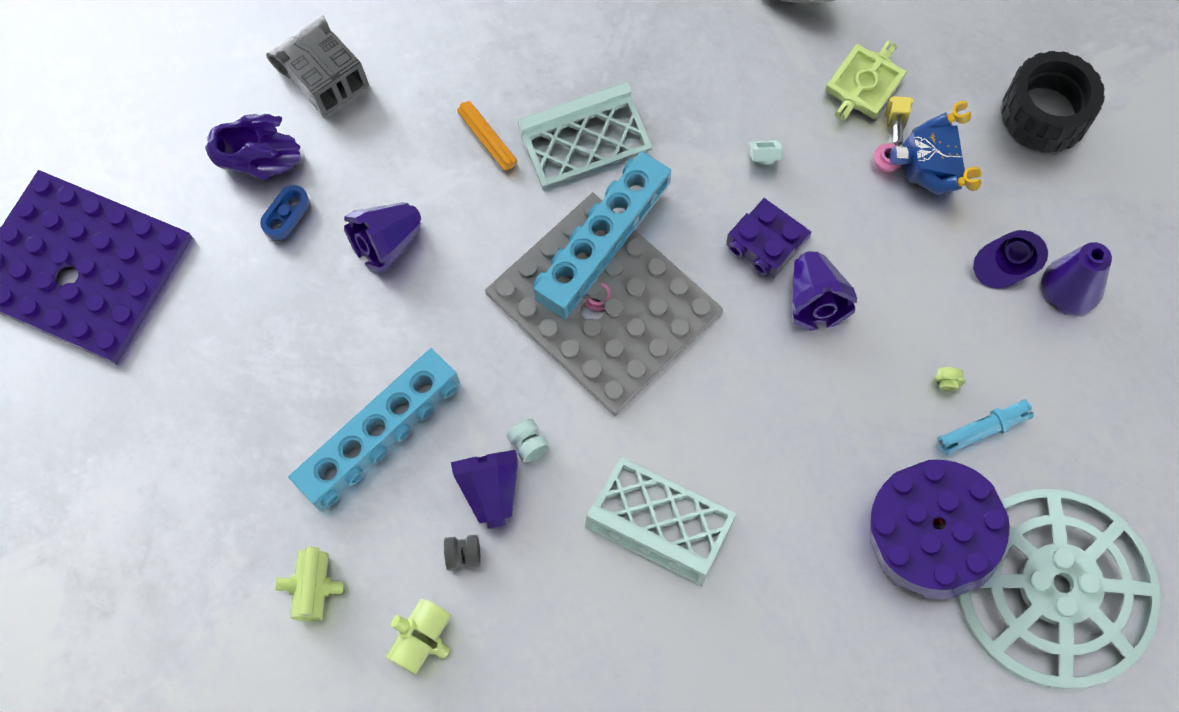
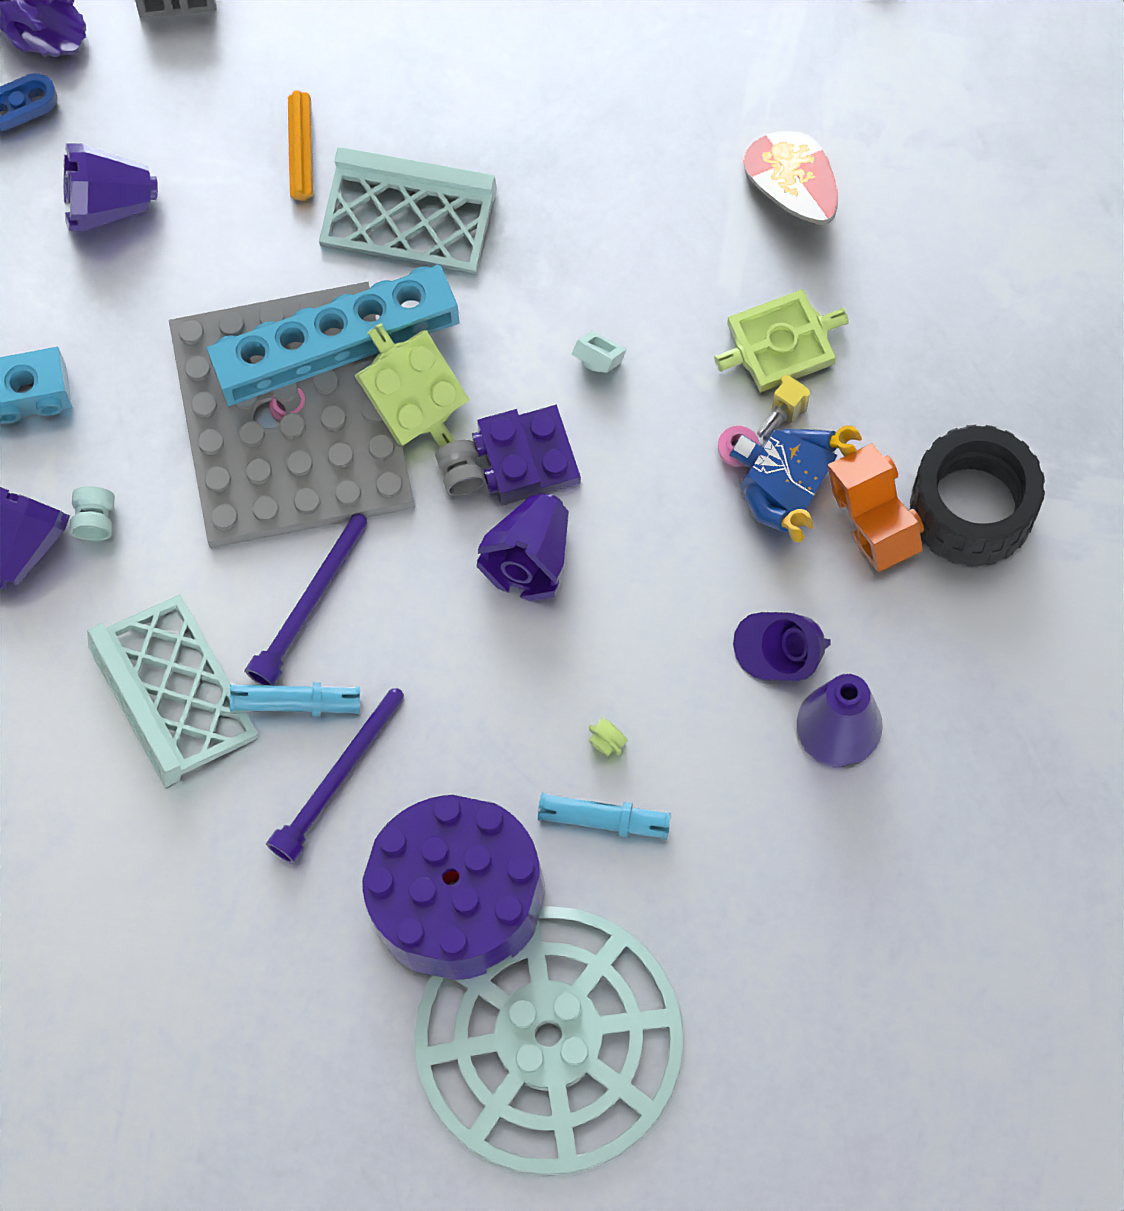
camera: 30 degrees right, 0 degrees up
(675, 237) = (411, 387): none -> yellowish green plate
(710, 466) = (267, 666): none -> dark purple piece
(736, 270) = (460, 467): none -> light grey wheel
(755, 469) = (295, 698): none -> medium azure pin
(807, 569) = (289, 840): none -> dark purple piece
(1009, 151) = (868, 490): none -> orange brick

